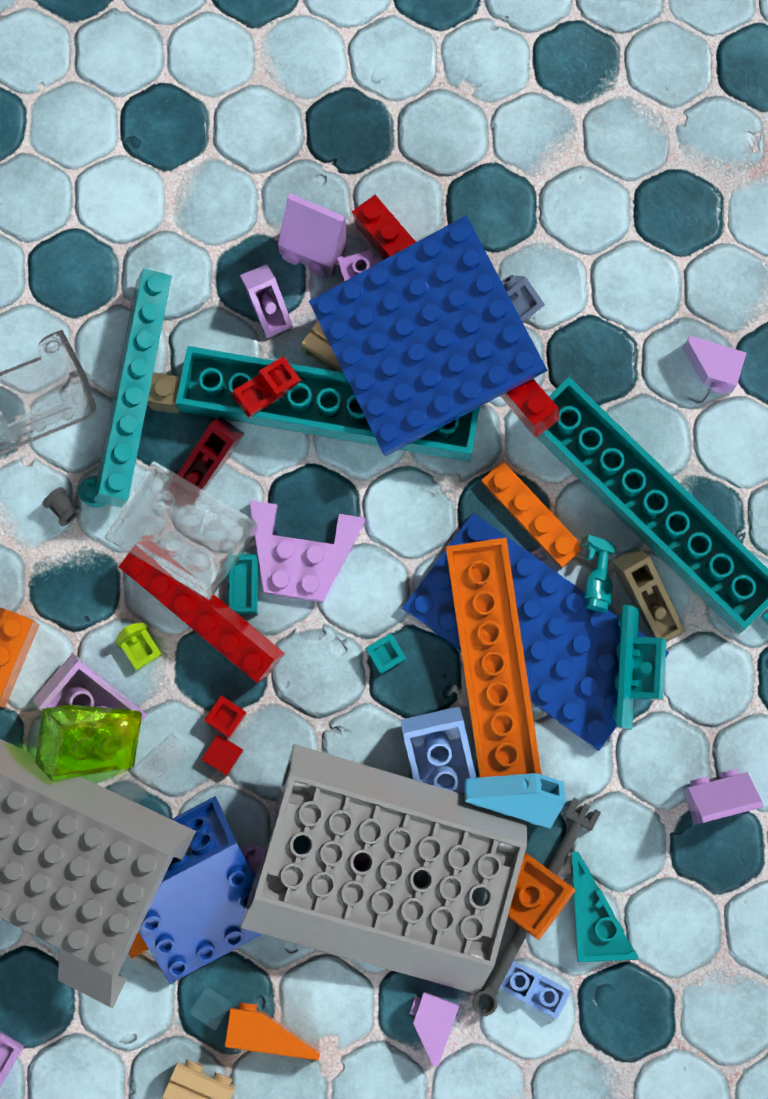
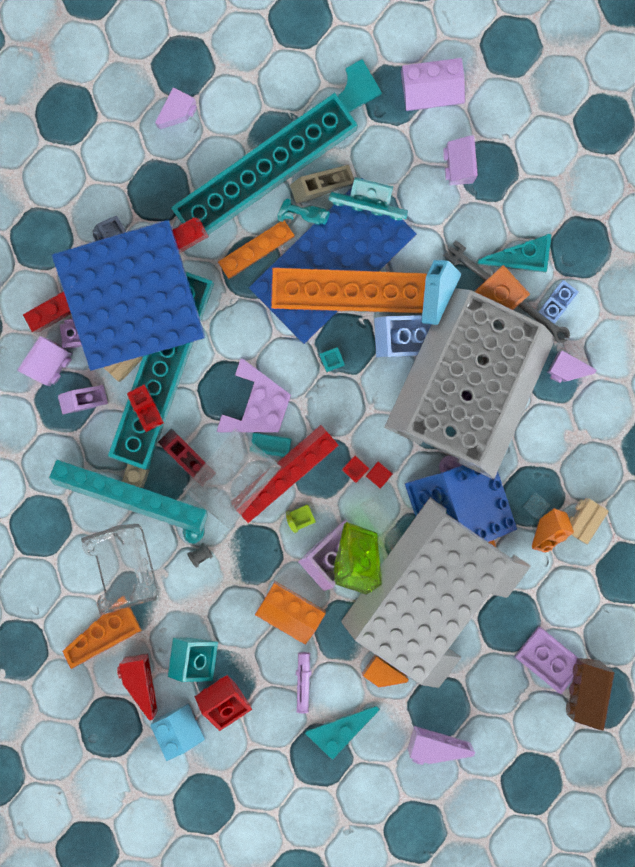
camera: 80 degrees left, 10 degrees up
(175, 1038) = (552, 530): none -> orange slope
(260, 1032) = (557, 476): orange slope -> none

